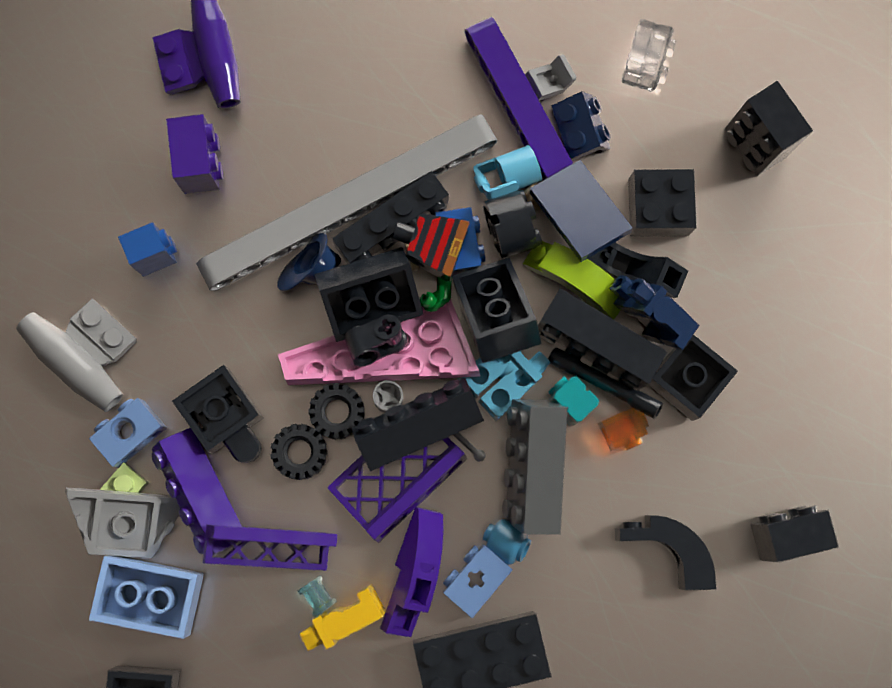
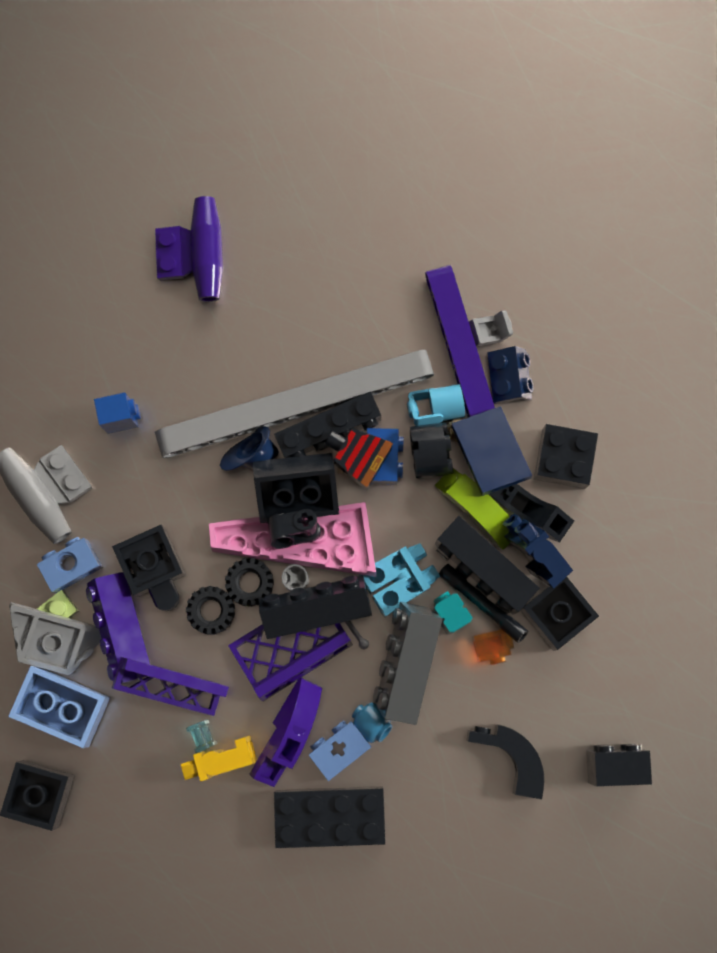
camera: 20 degrees right, 0 degrees up
(193, 154) = (171, 338): dark purple brick -> none
(437, 299) = (351, 504): green arm -> none
(496, 310) = (401, 522): black brick -> none
(648, 54) = (581, 323): clear brick -> none
(767, 128) = (668, 411): black brick -> none

